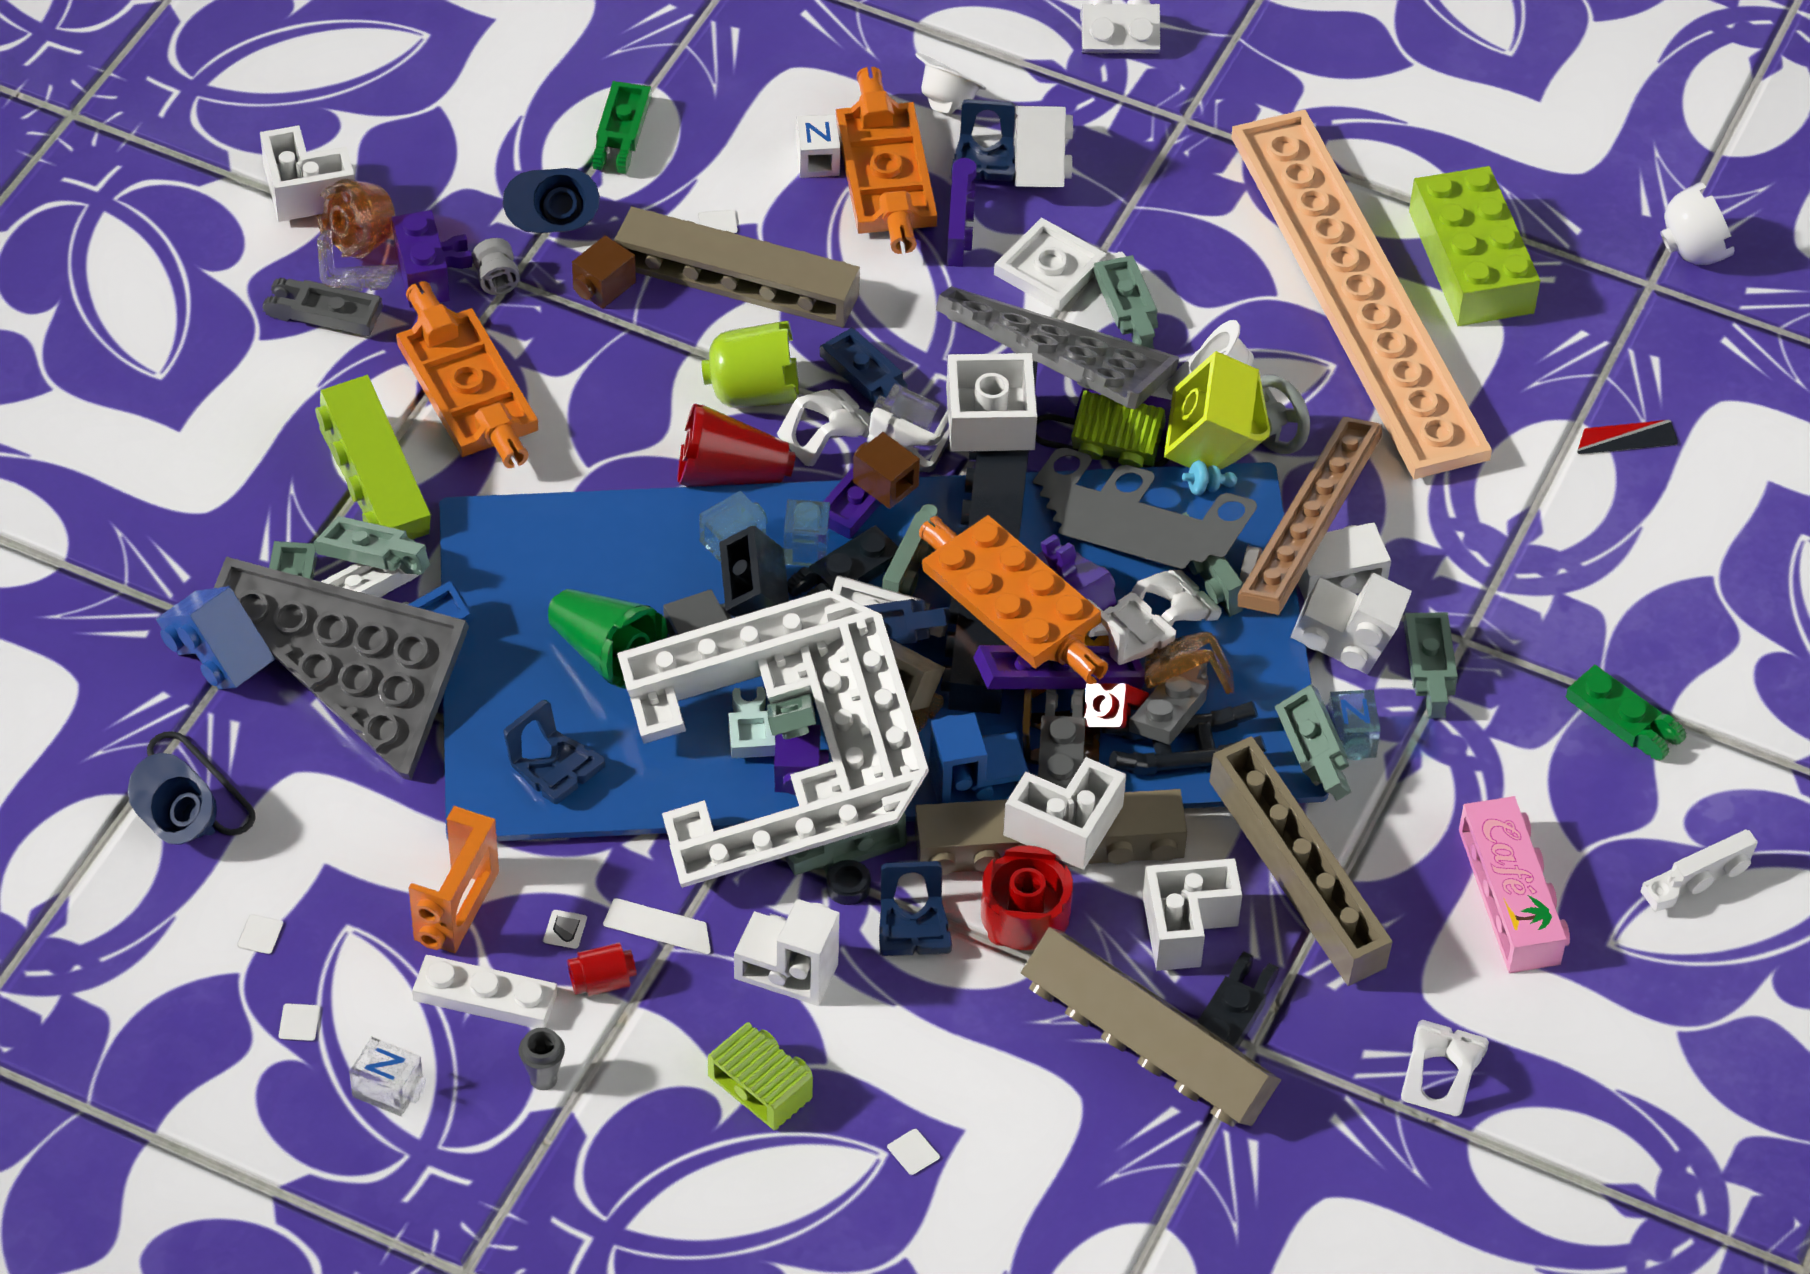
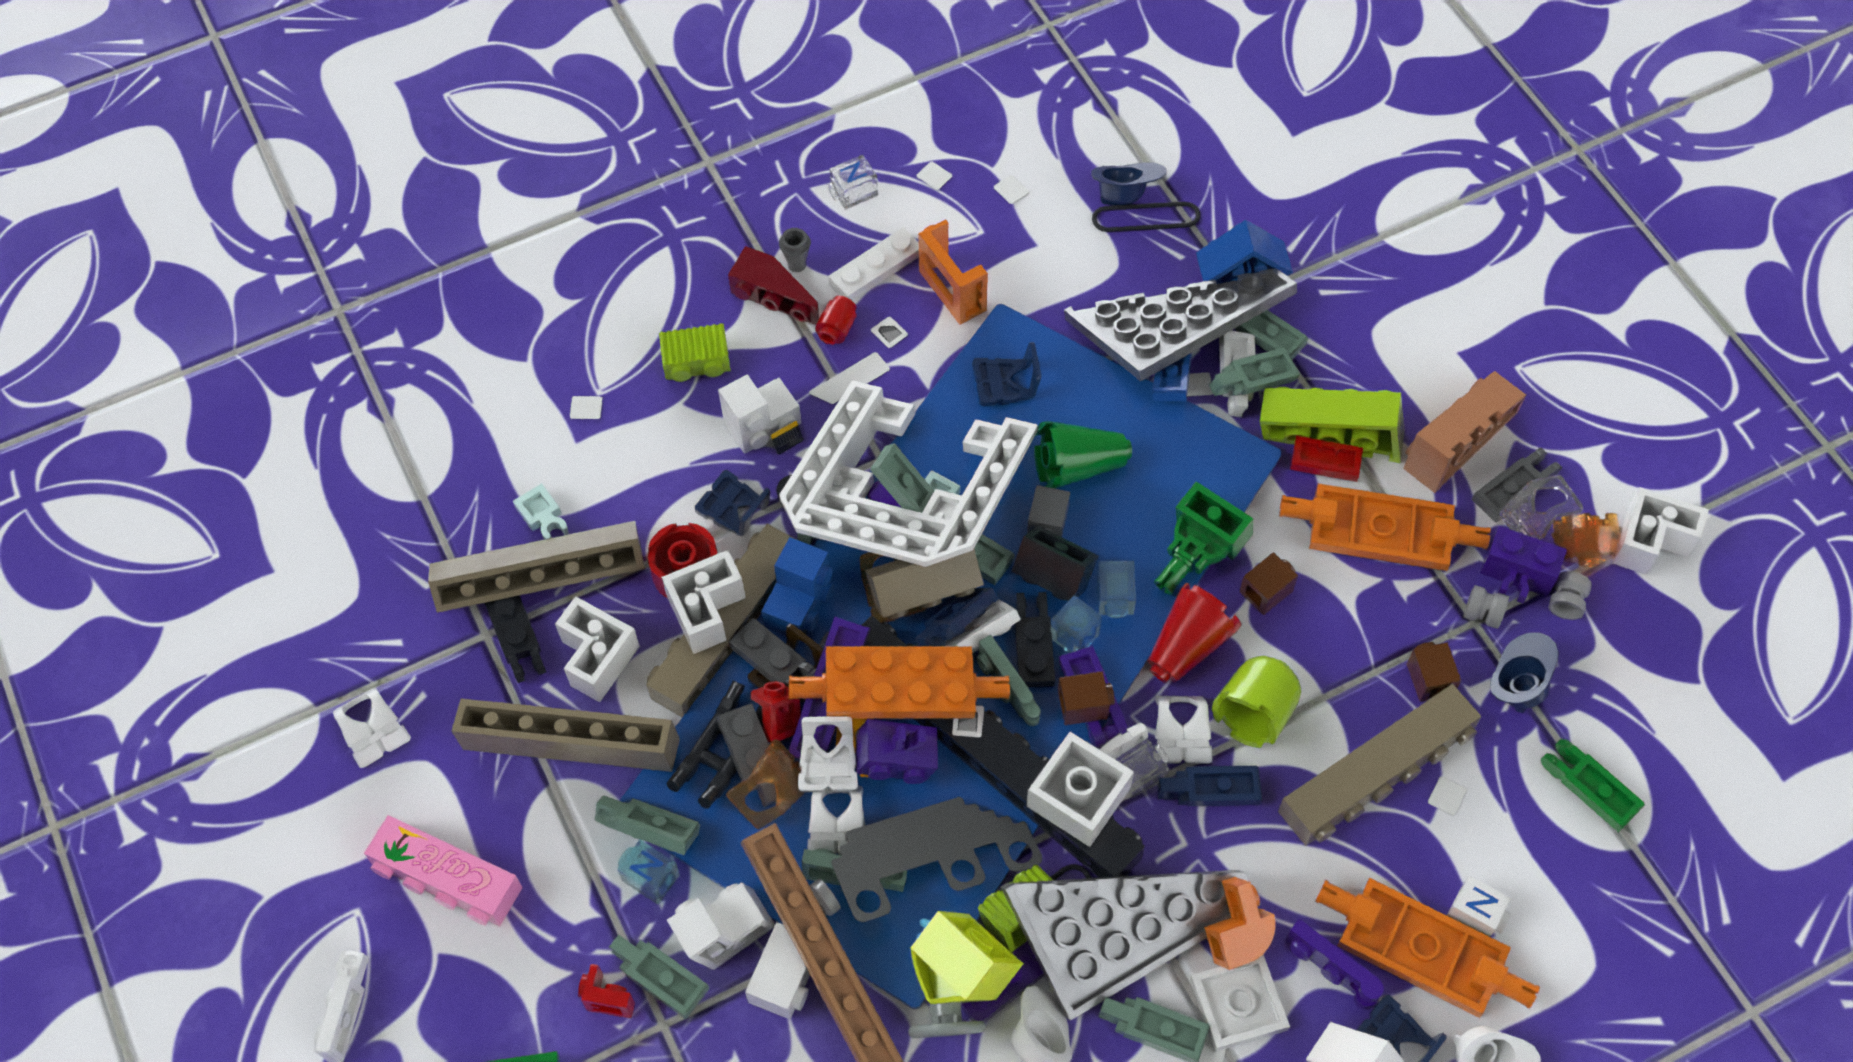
camera: 130 degrees right, 10 degrees up
(292, 359) = (1462, 430): none -> nougat wedge
(424, 460) = (1326, 458): none -> red plate
(438, 204) = (1570, 595): none -> light grey wheel
(603, 1069) = (768, 283): none -> dark red slope
(612, 431) = (1268, 583): none -> reddish brown brick
(616, 488) = (1203, 535): none -> green brick
(993, 275) = (1246, 933): none -> orange brick
(1082, 1084) = (541, 511): none -> light aqua plate
(1491, 682) = (608, 1000): none -> red bracket

